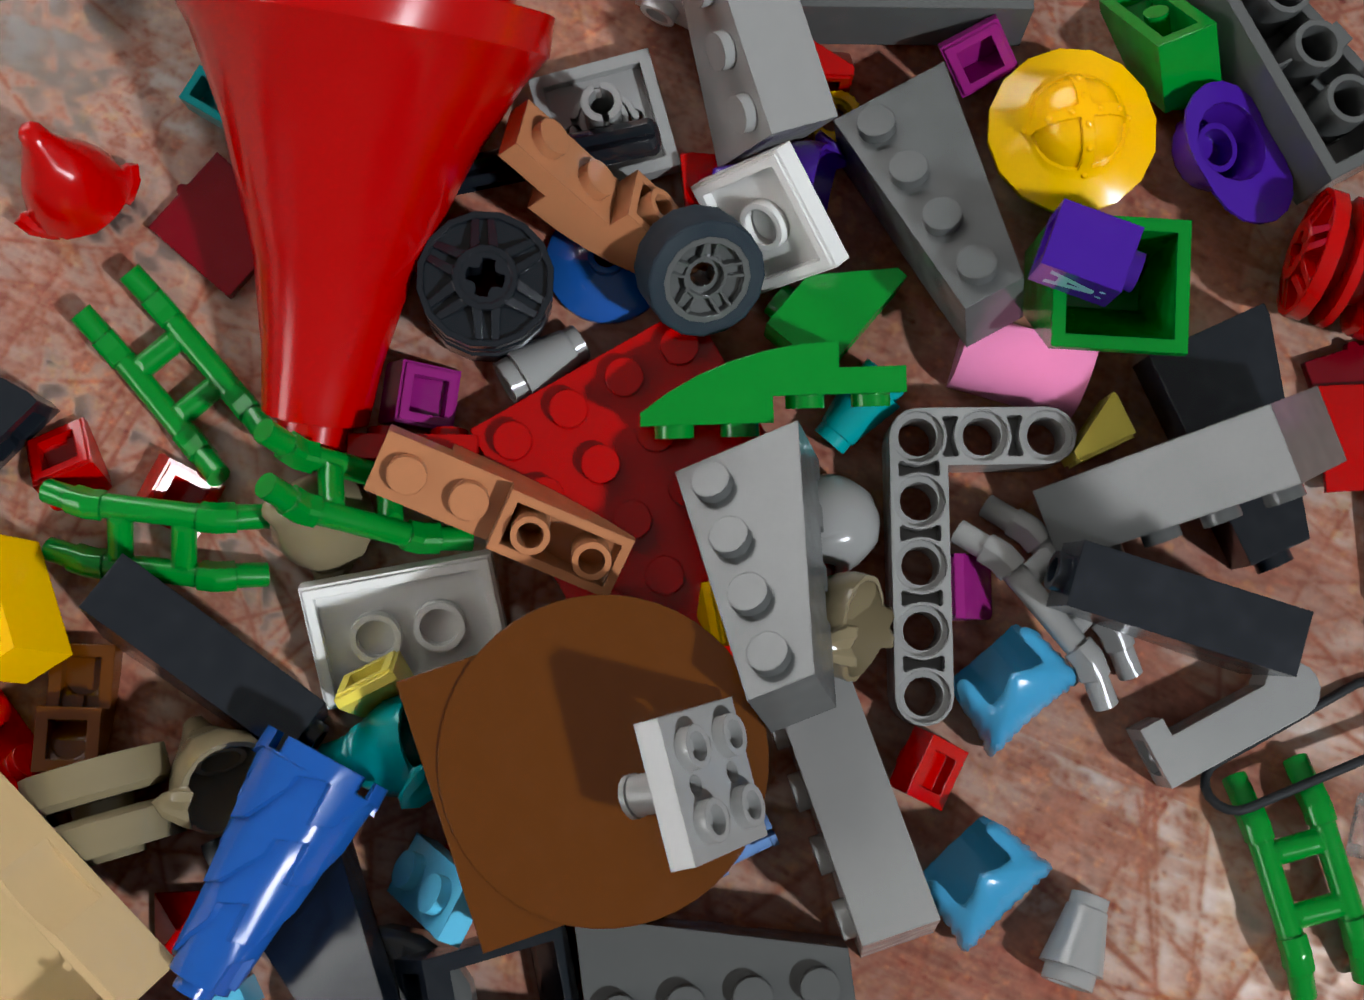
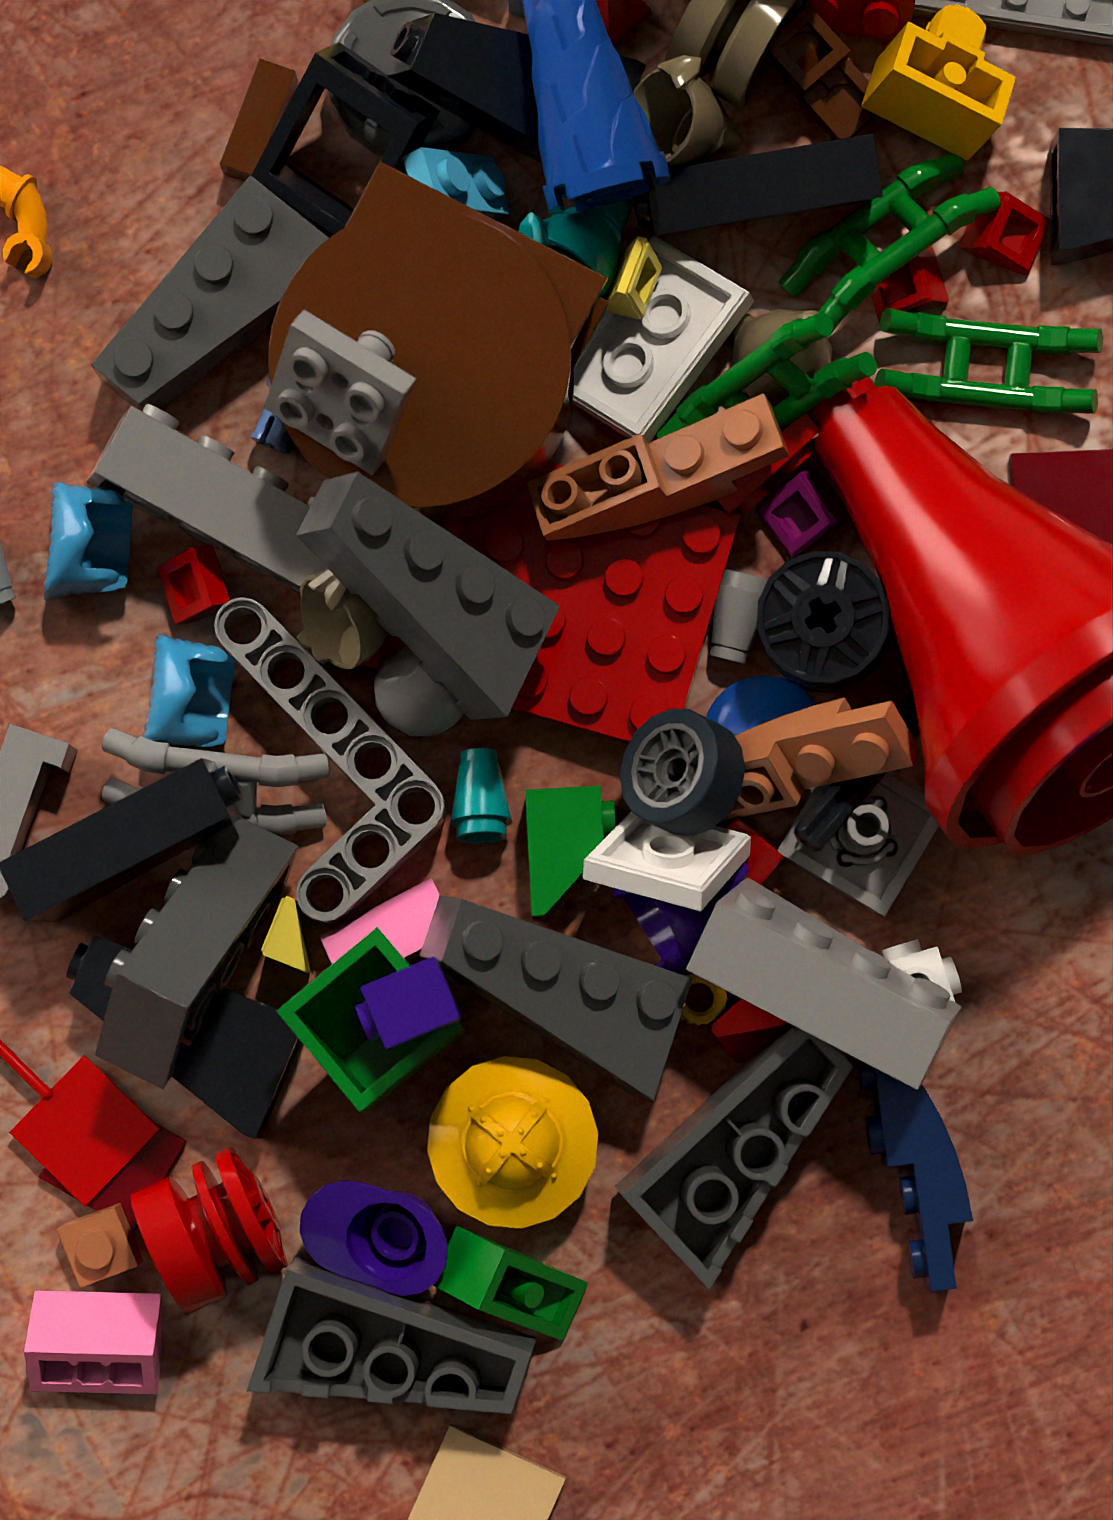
camera: 140 degrees right, 0 degrees up
(743, 390) = (568, 714): green slope -> none
(970, 588) = (278, 734): magenta slope -> none
(978, 56) = (632, 1137): magenta slope -> none

